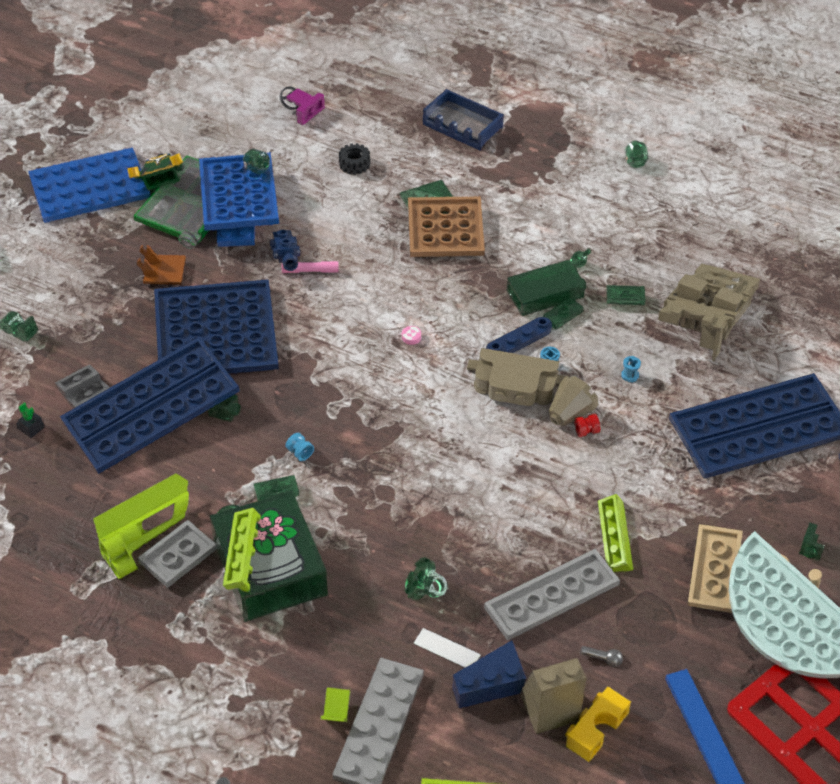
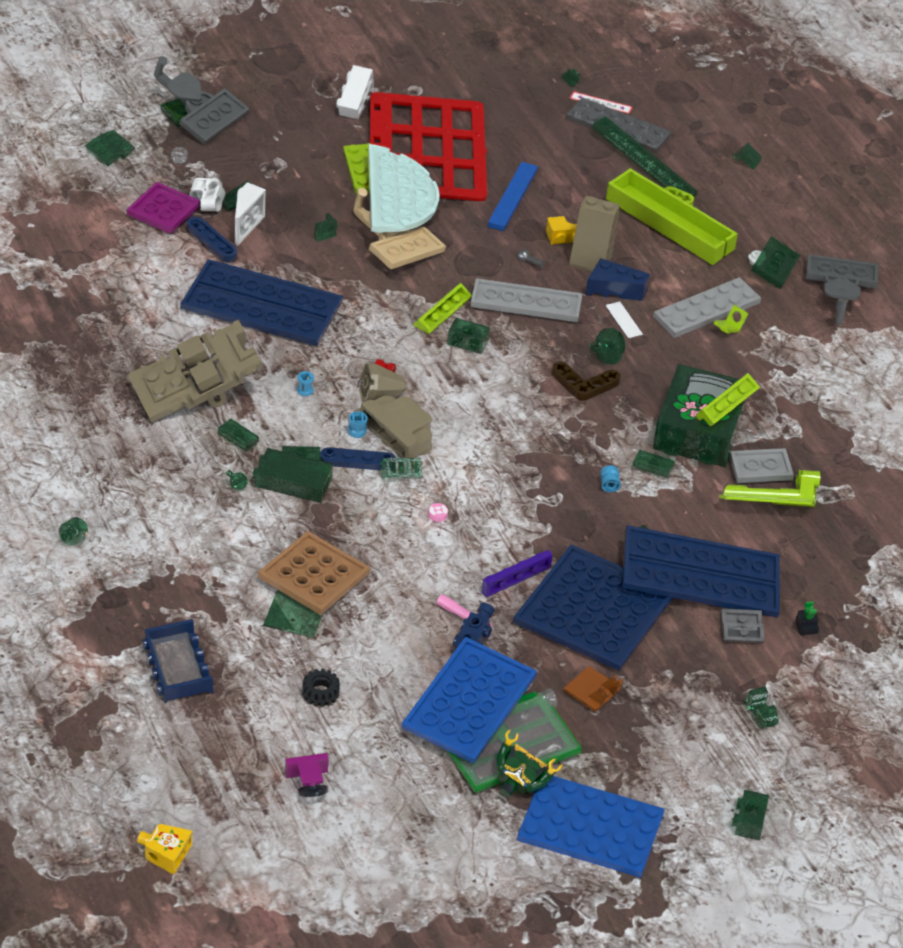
camera: 145 degrees left, 5 degrees down
(256, 161) = (432, 703): head -> none
(298, 316) = (516, 573): none -> dark purple plate
(344, 24) = (166, 846): none -> yellow torso
(413, 533) = (584, 389): none -> dark brown beam
(479, 339) = (389, 465): none -> clear green slope
(558, 510) = (468, 335): none -> clear green brick

